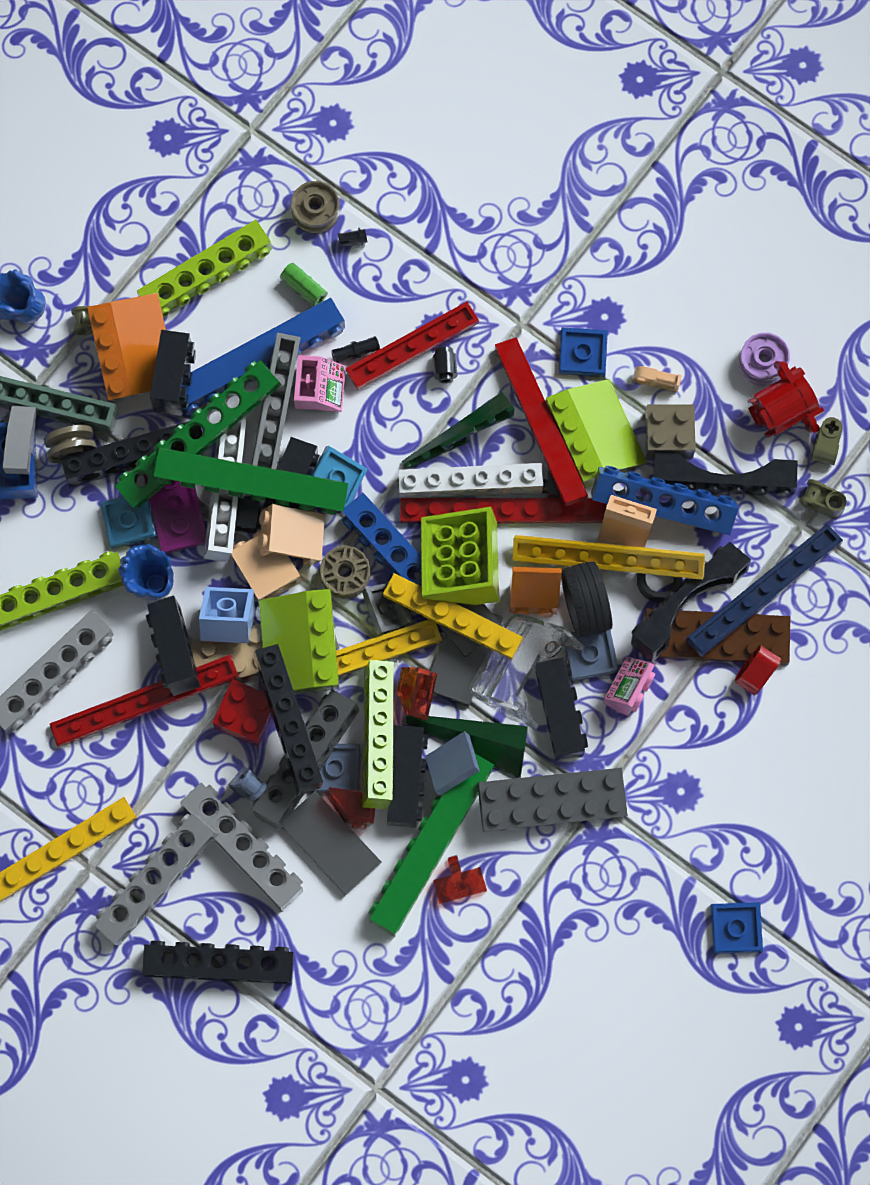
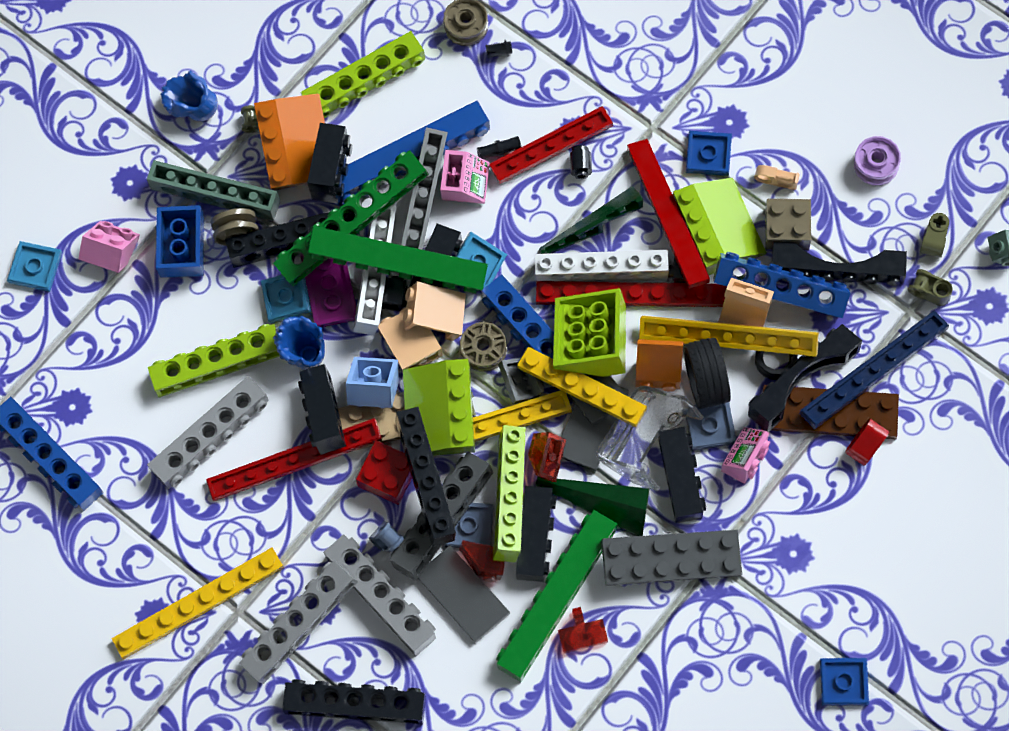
camera: 10 degrees right, 5 degrees down
(19, 440) = (188, 221): light grey slope -> none
(303, 284) = (452, 89): bright green axle -> none
(452, 763) = (578, 521): sand blue tile -> none
(786, 402) = (896, 199): red container -> none

